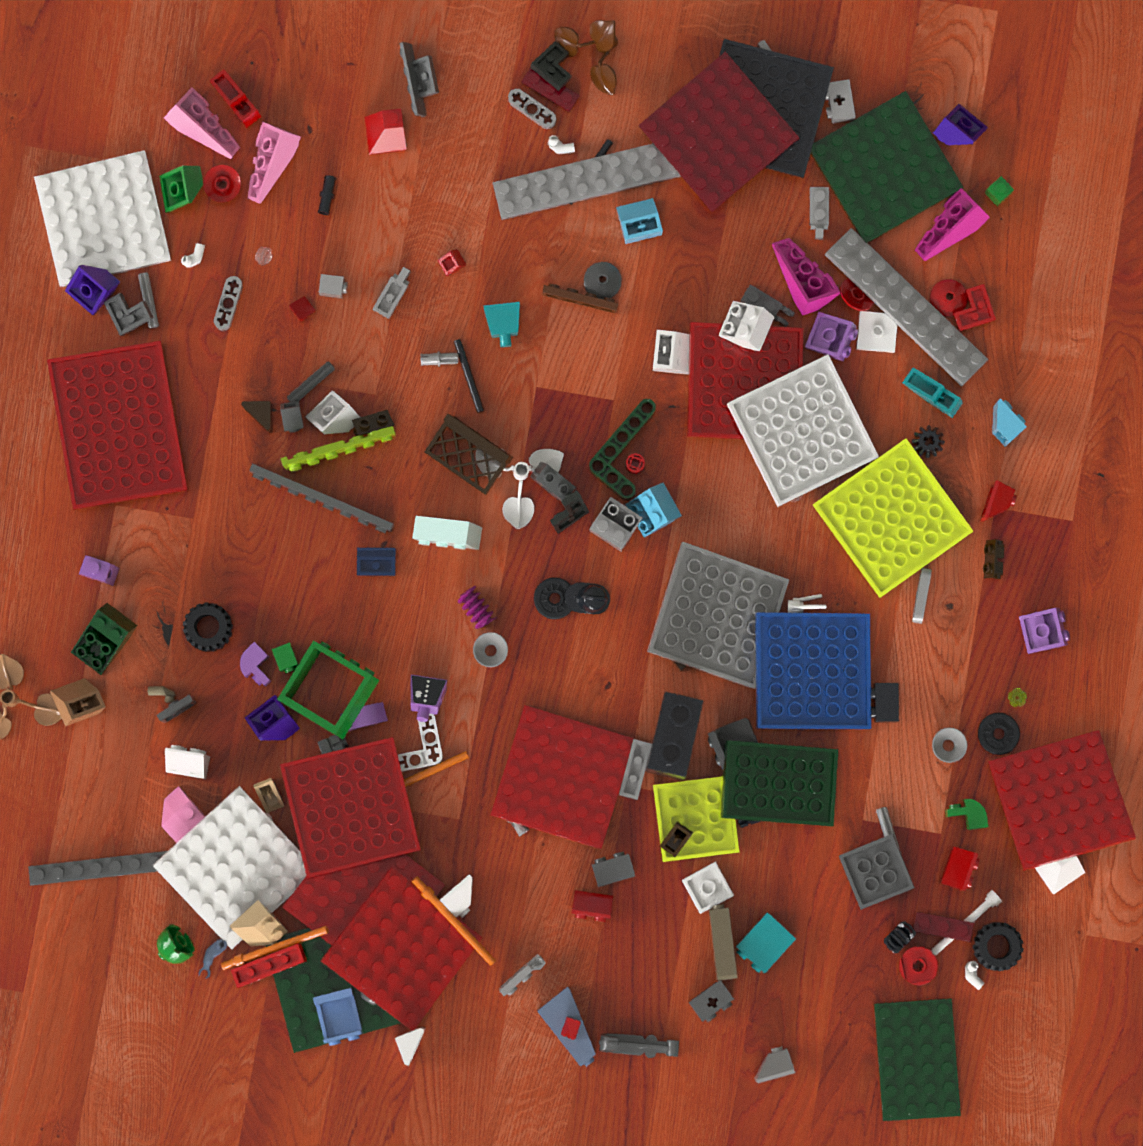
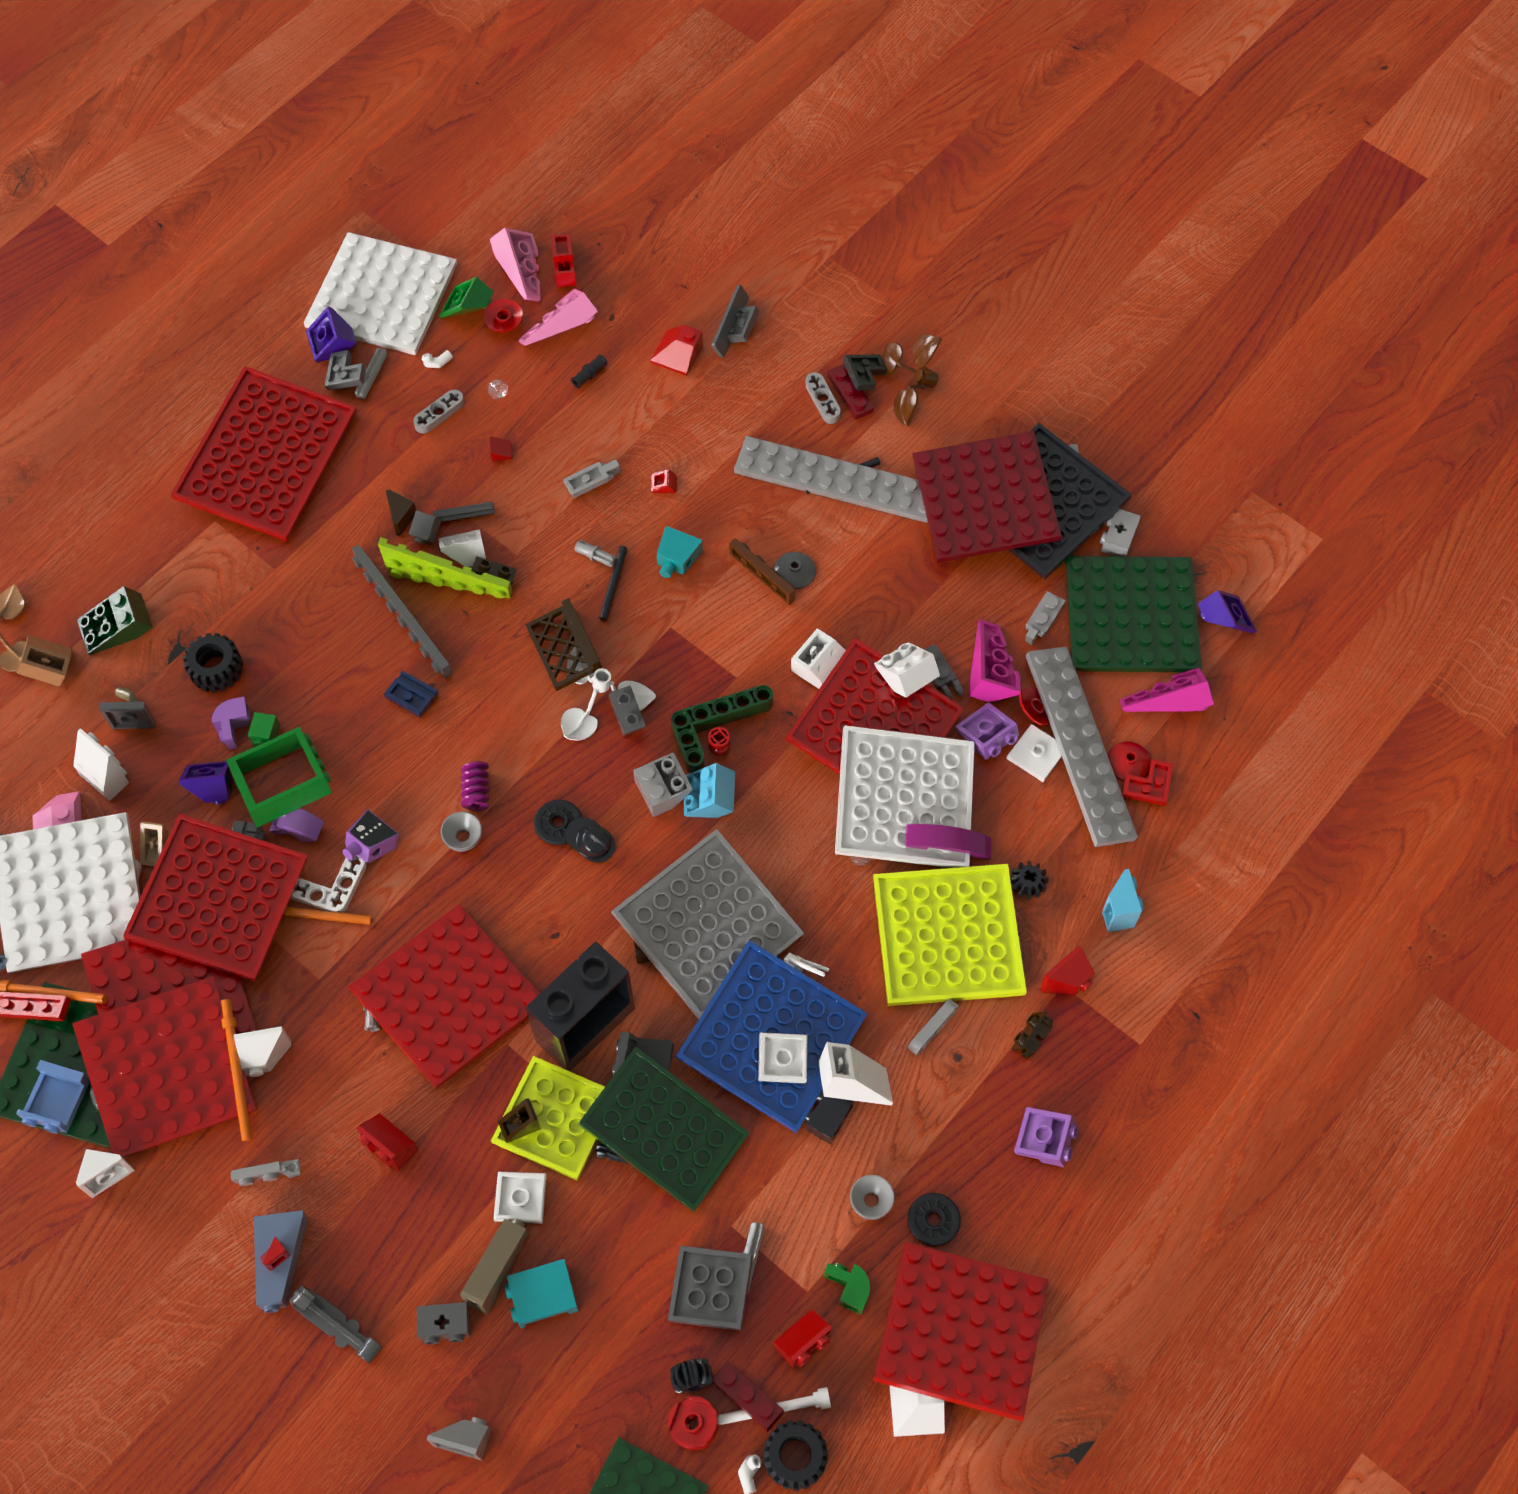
camera: 30 degrees right, 20 degrees down
(99, 570) = (148, 555): medium lavender torso -> none
(258, 926) = (46, 960): tan slope -> none
(332, 286) = (540, 443): light grey brick -> none
(447, 533) = (496, 703): light aqua wedge -> none
(558, 147) = (827, 440): white arm -> none
(574, 510) = (628, 751): pearl dark grey plate -> none
(613, 869) = (434, 1117): dark grey brick -> none
(635, 769) = (515, 1040): light grey plate -> none
(639, 221) = (861, 536): medium azure slope -> none
(832, 684) = (782, 1058): none -> white plate
(853, 446) = (948, 838): none -> magenta slope
(889, 668) = (853, 1075): none -> white slope
(933, 392) = (1062, 838): teal slope -> none
(999, 191) = (1236, 688): green brick -> none
(1022, 697) = (980, 1187): clear neon green plate -> none

